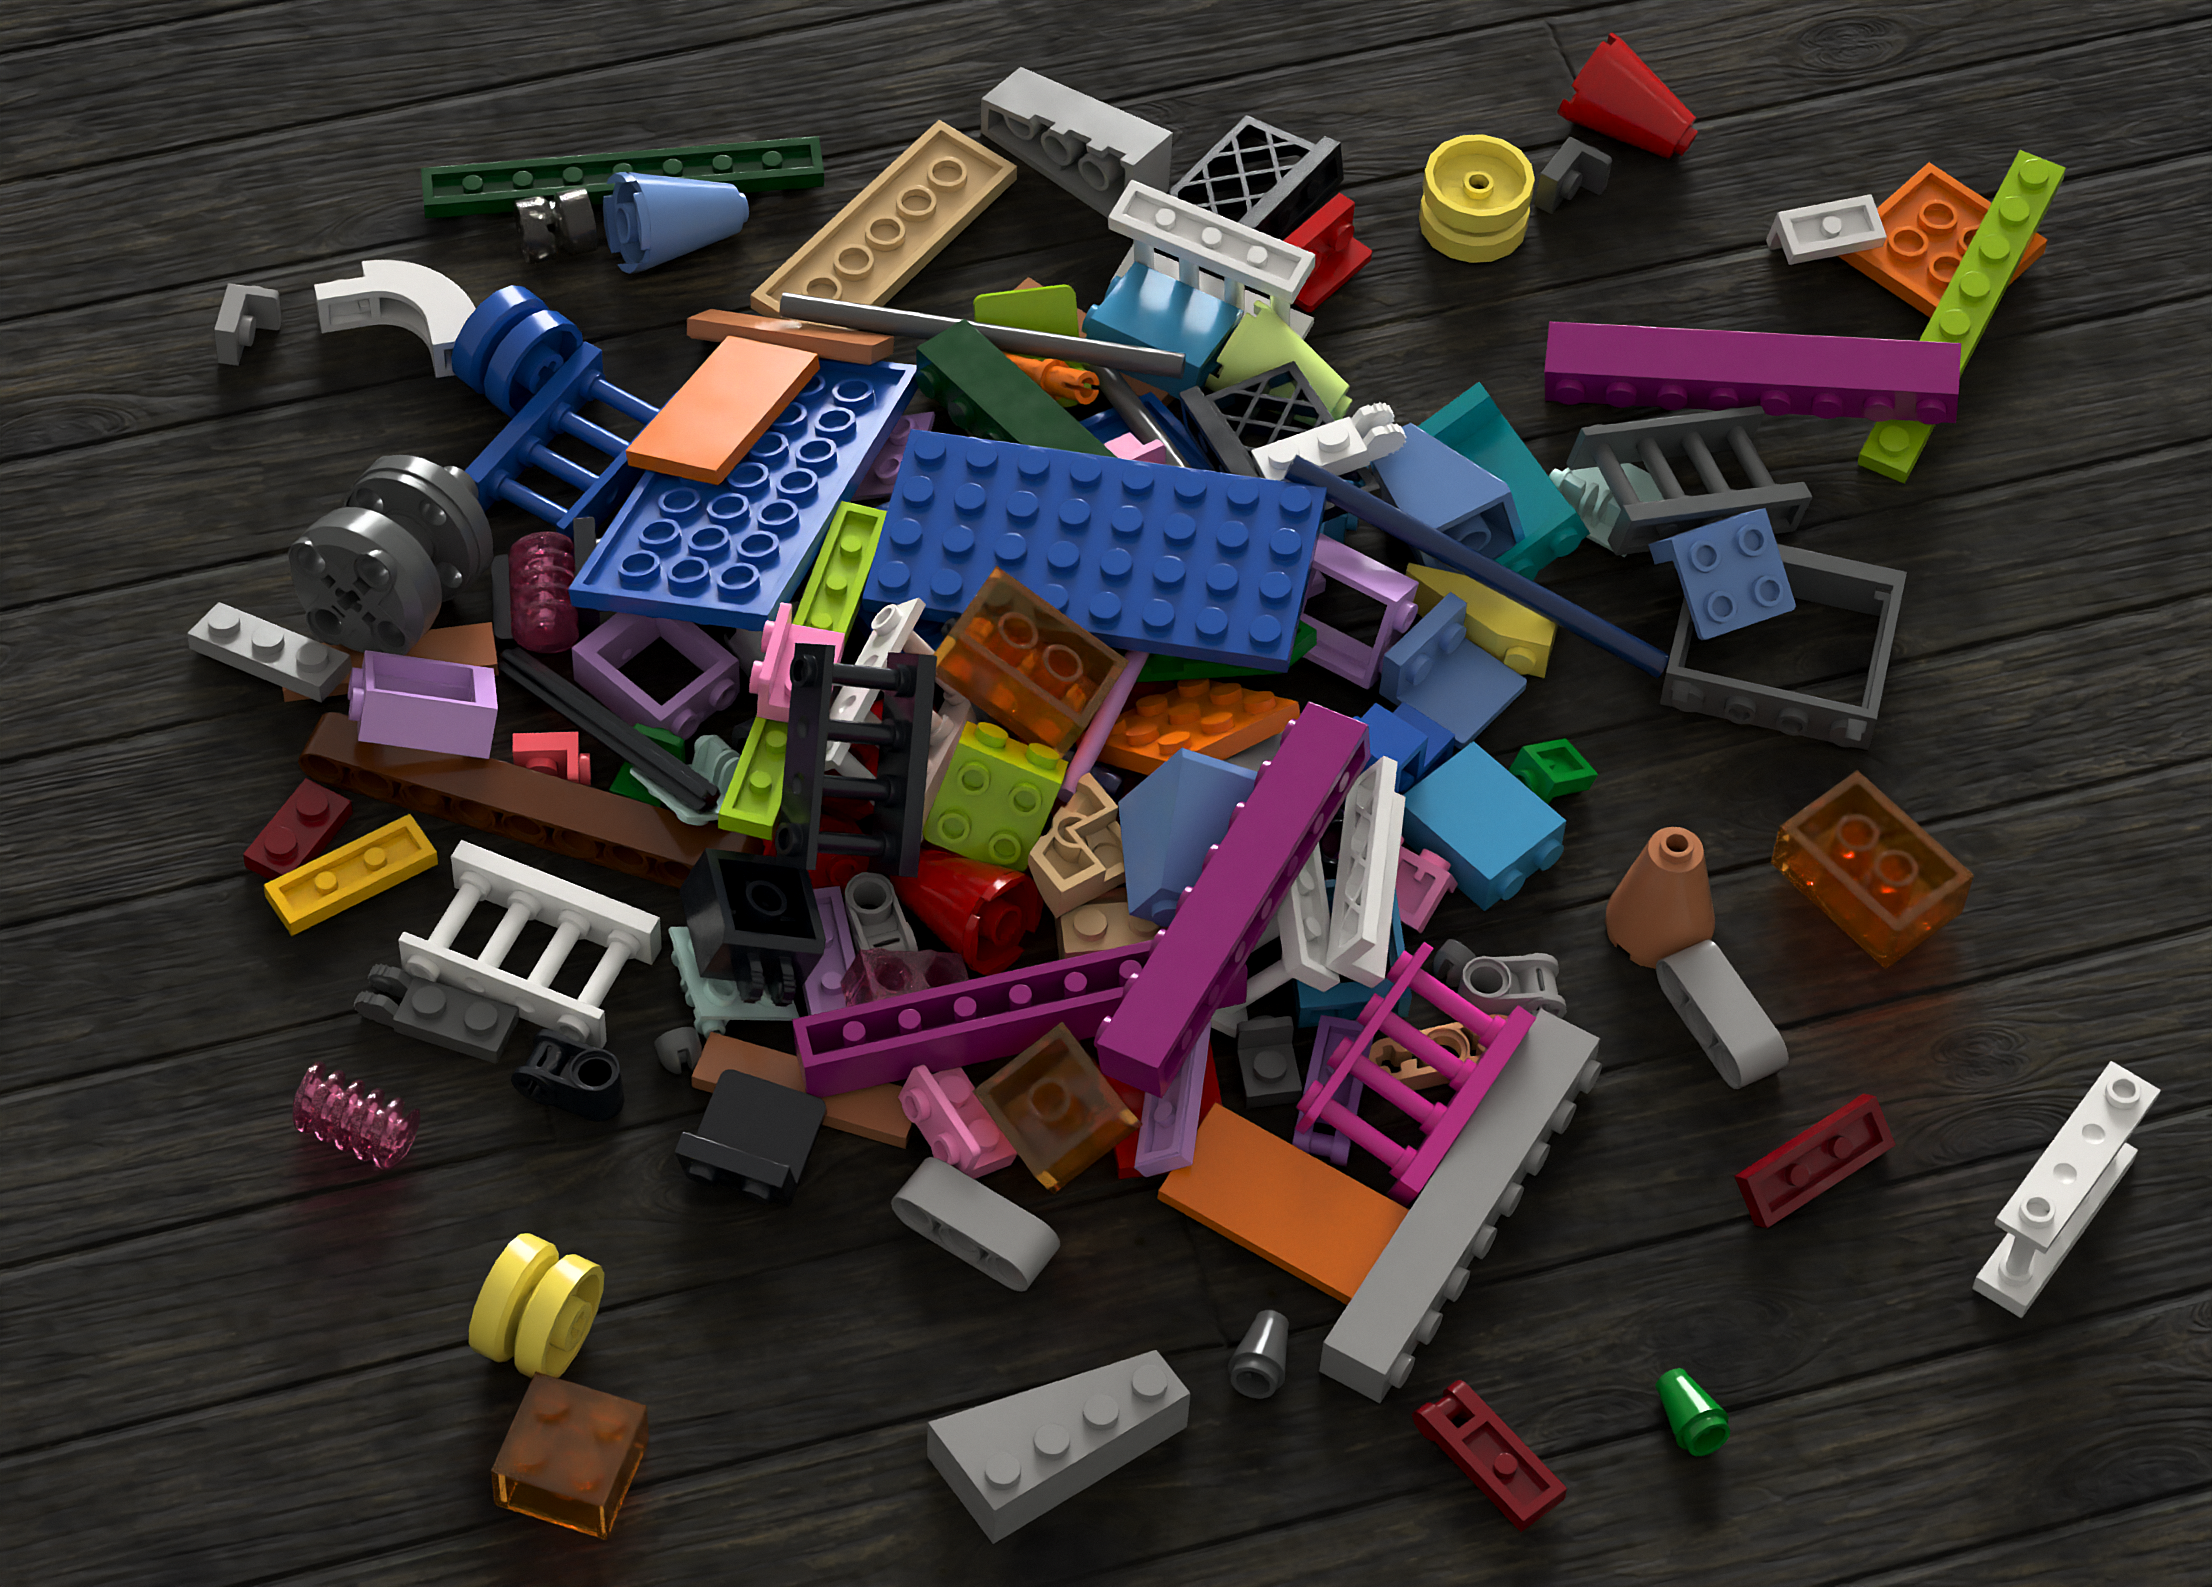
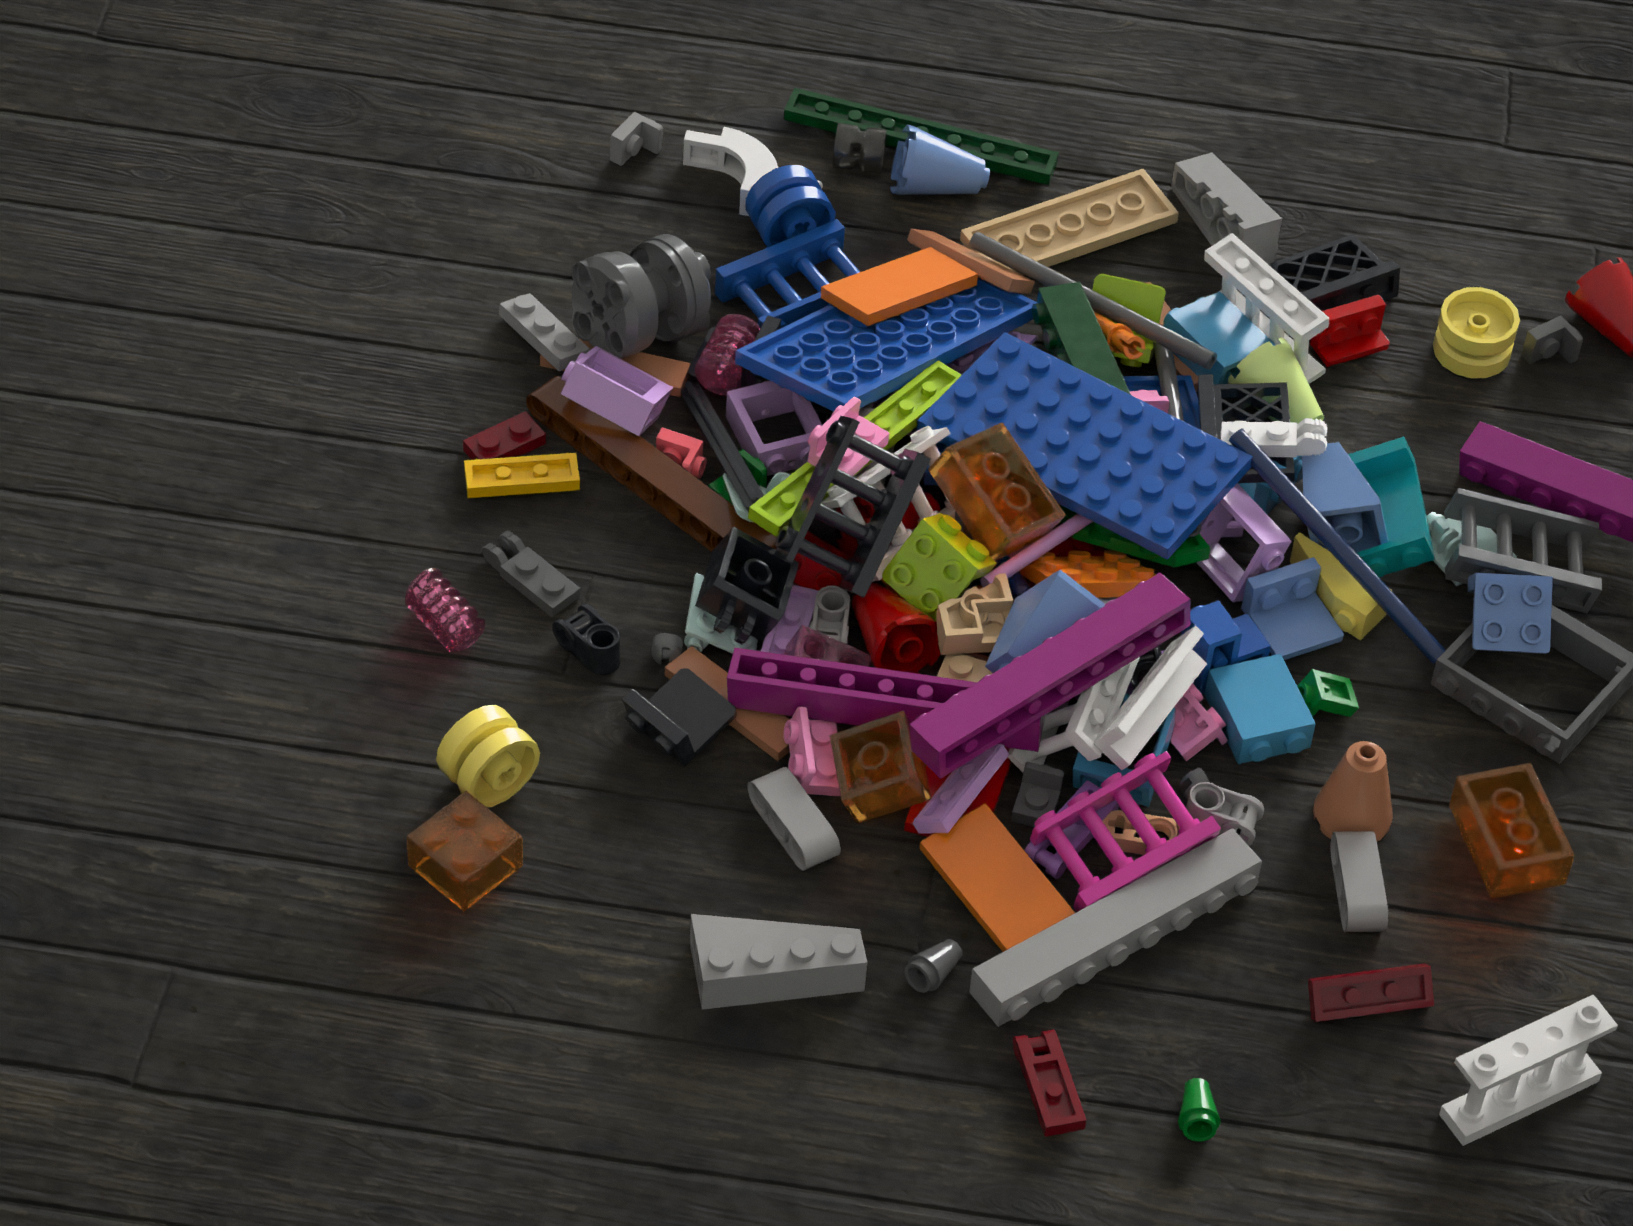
camera: 25 degrees right, 5 degrees down
(532, 896) = (621, 526): white fence -> none

